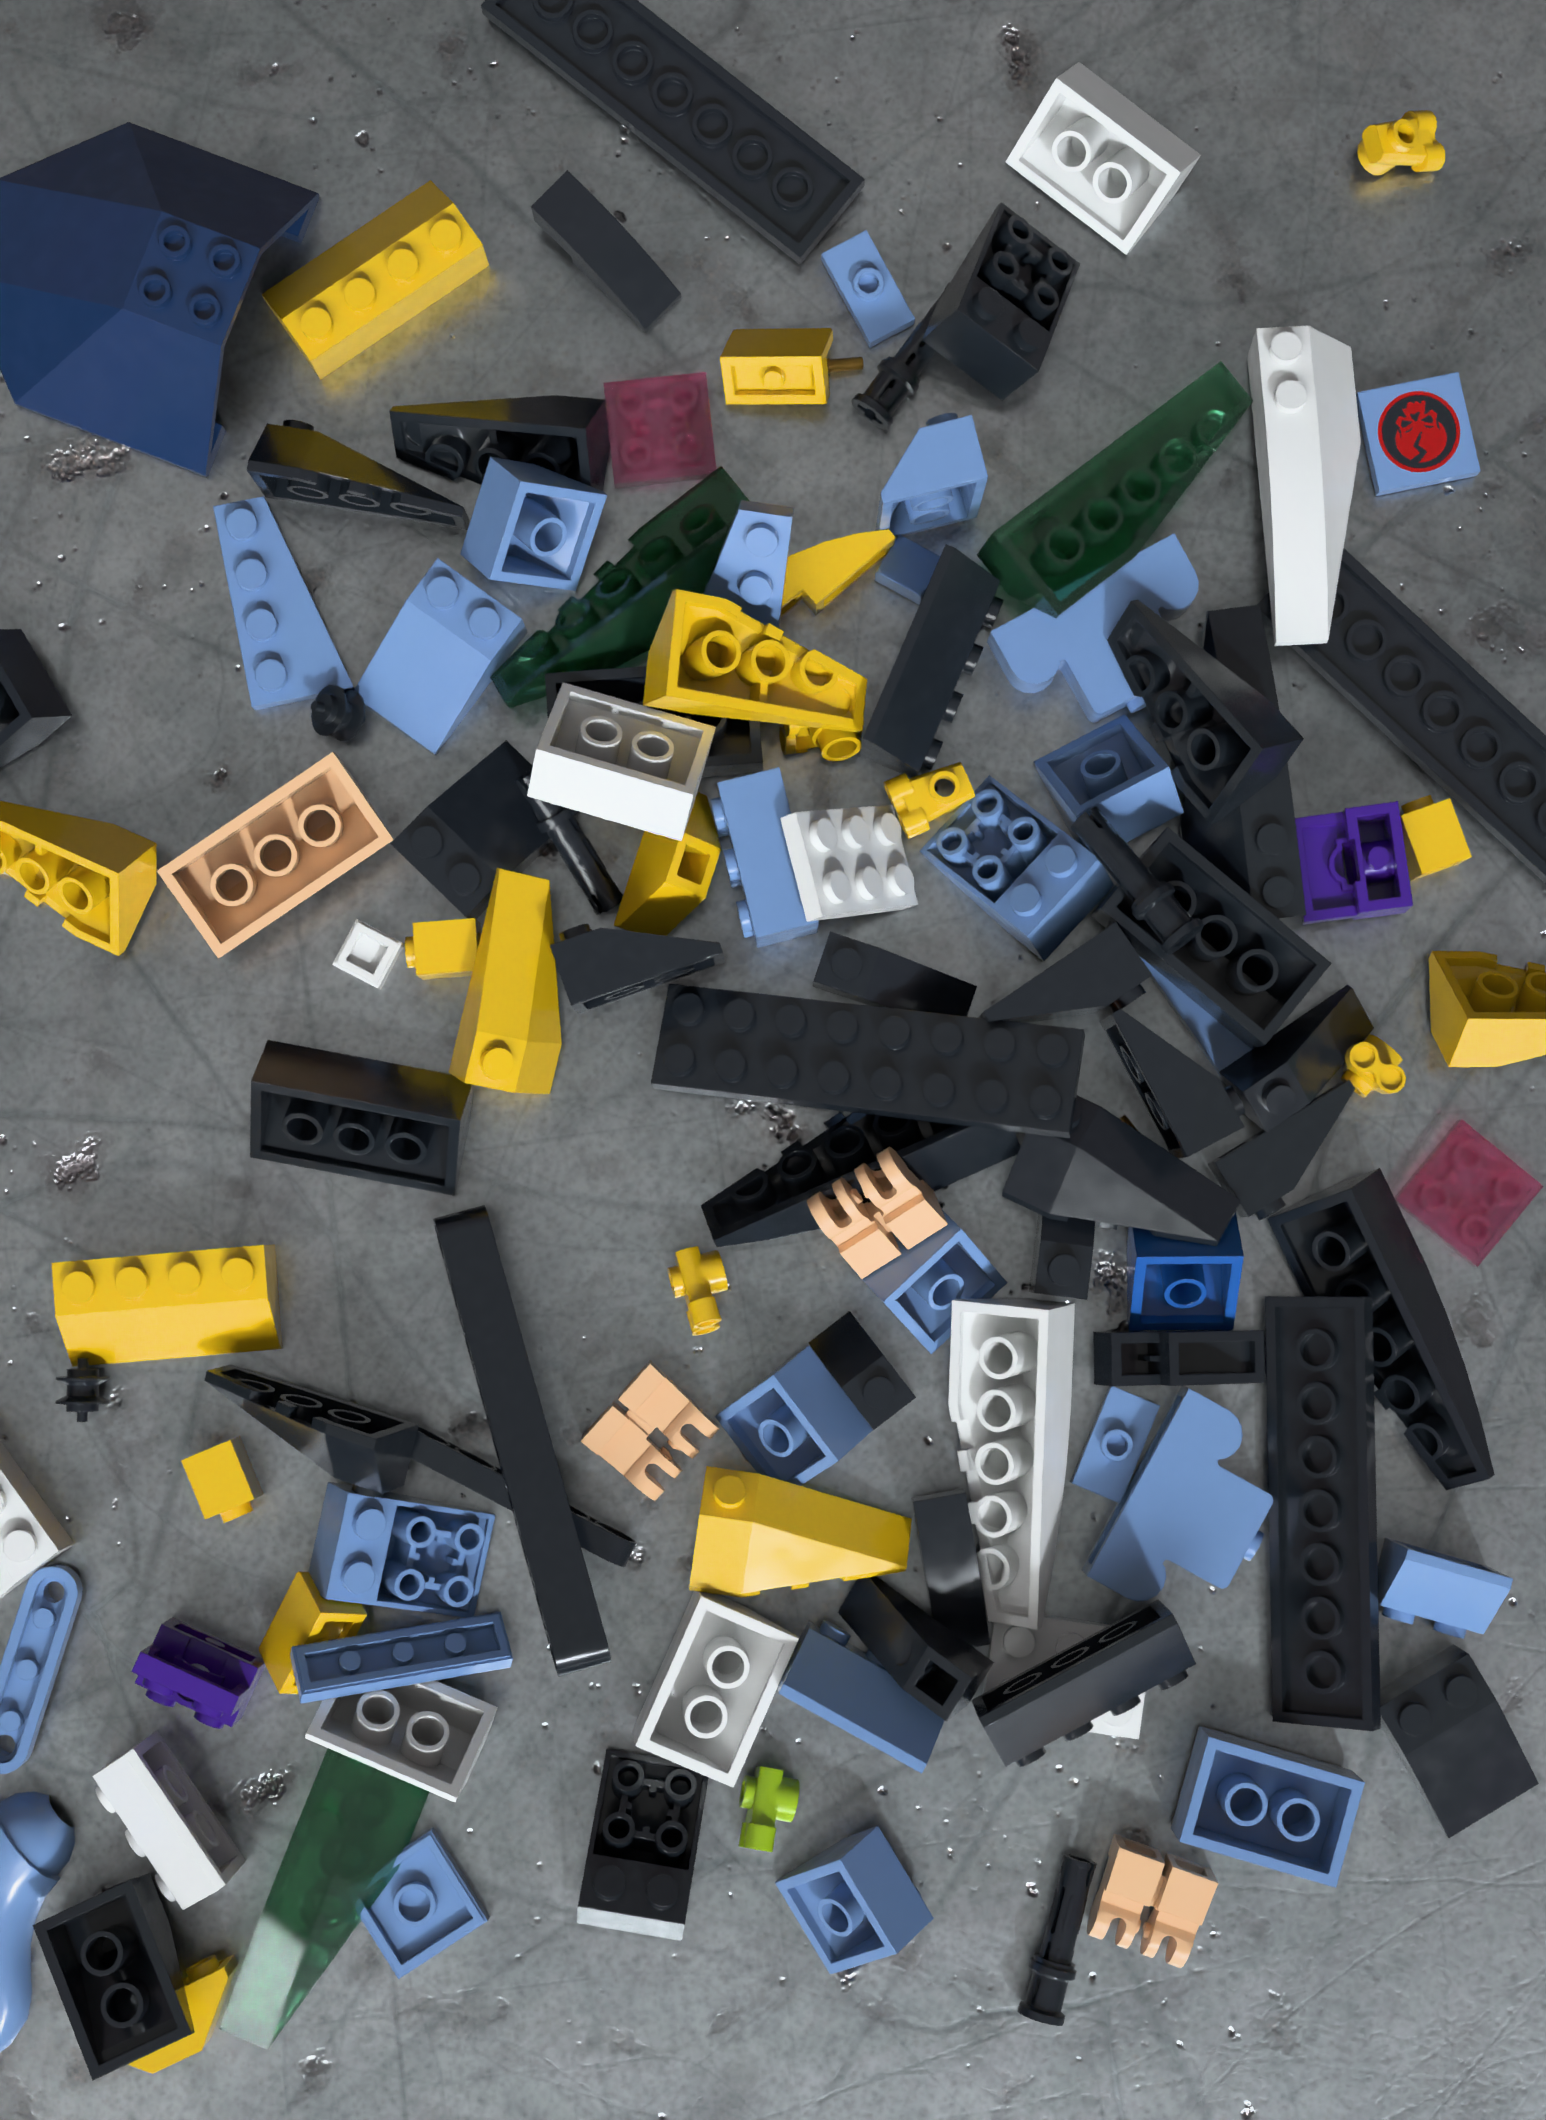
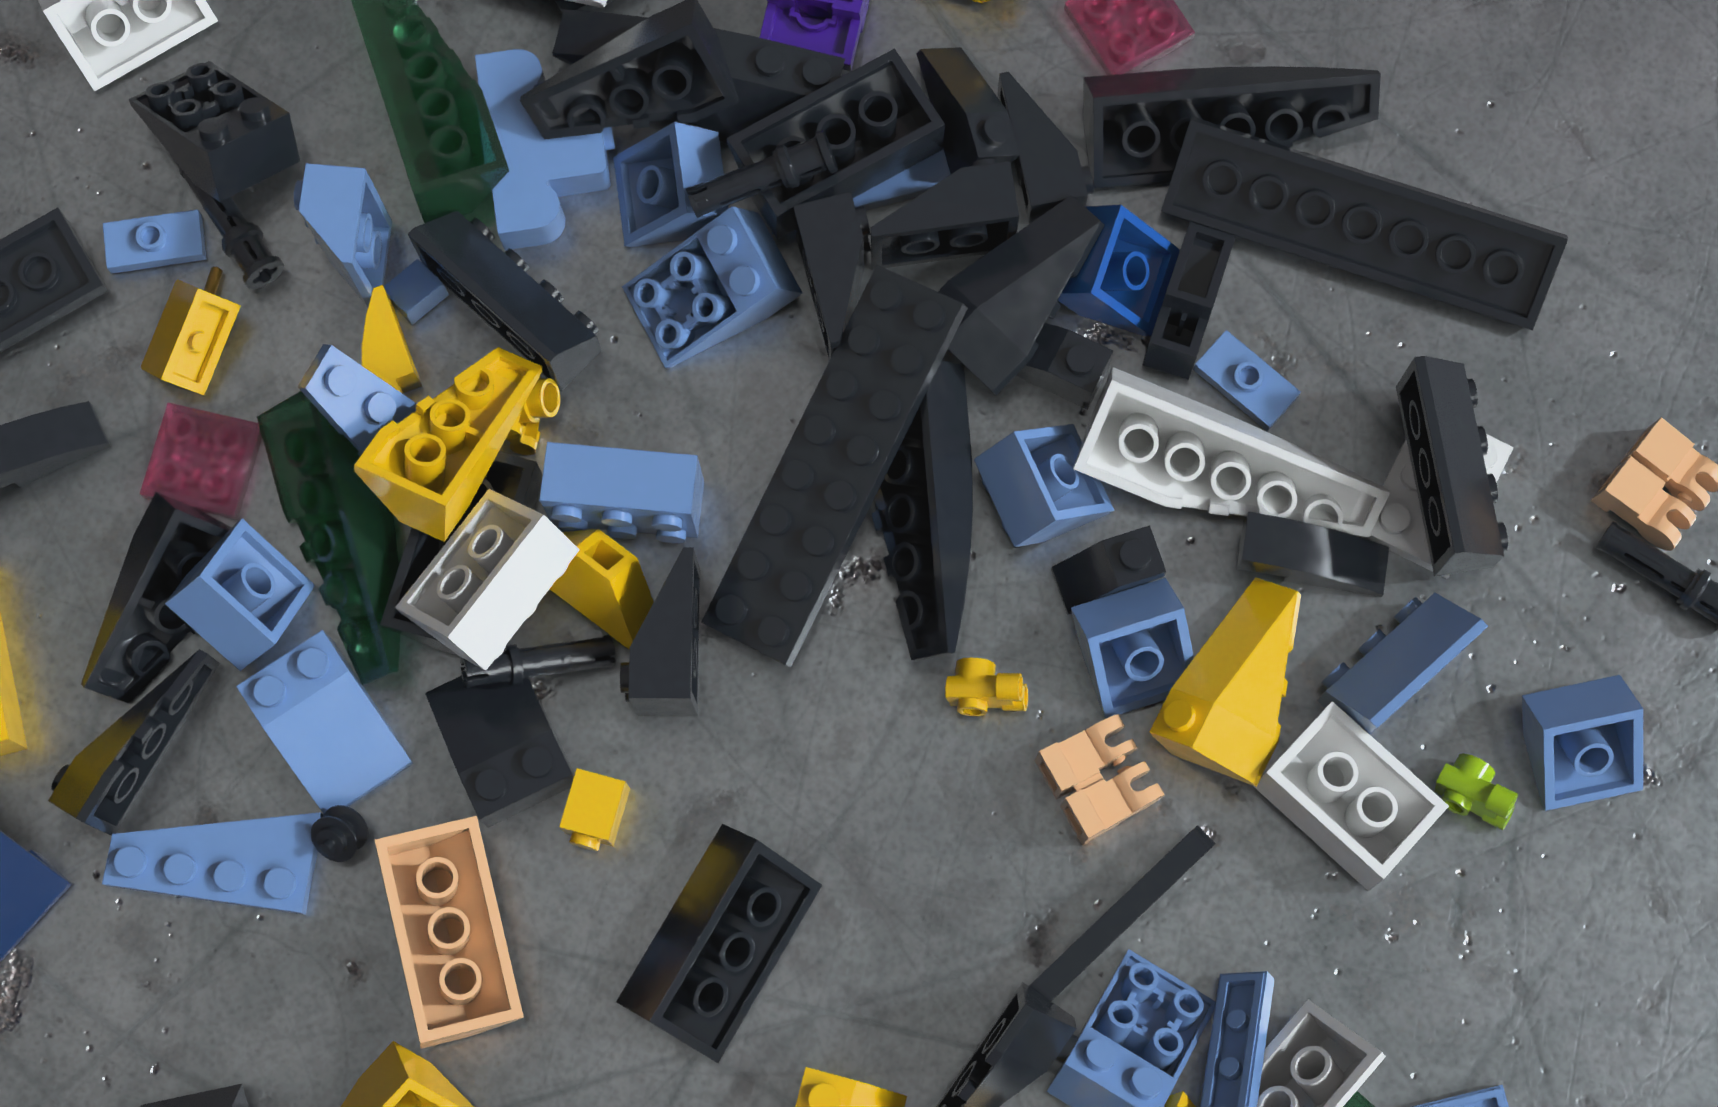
camera: 70 degrees left, 10 degrees down
(368, 954) = (571, 886): white tile -> none
(512, 1004) = (666, 764): yellow wedge -> none
(522, 1441) = (1070, 889): black beam -> none
(642, 1846) = (1477, 915): black slope -> none
(849, 861) = (653, 418): white plate -> none
(866, 1230) = (974, 479): light nougat legs -> none
(888, 980) = (761, 436): black slope -> none
(915, 1647) = (1369, 606): black slope -> none
(918, 802) = (623, 347): yellow plate -> none
(1182, 1506) = (1319, 339): medium blue brick -> none
(1267, 1806) = (1606, 355): medium blue brick -> none
(1373, 1067) = (996, 51): yellow plate -> none
(1438, 1588) = (1463, 147): medium blue slope -> none
(1454, 1740) = (1594, 185): black slope -> none

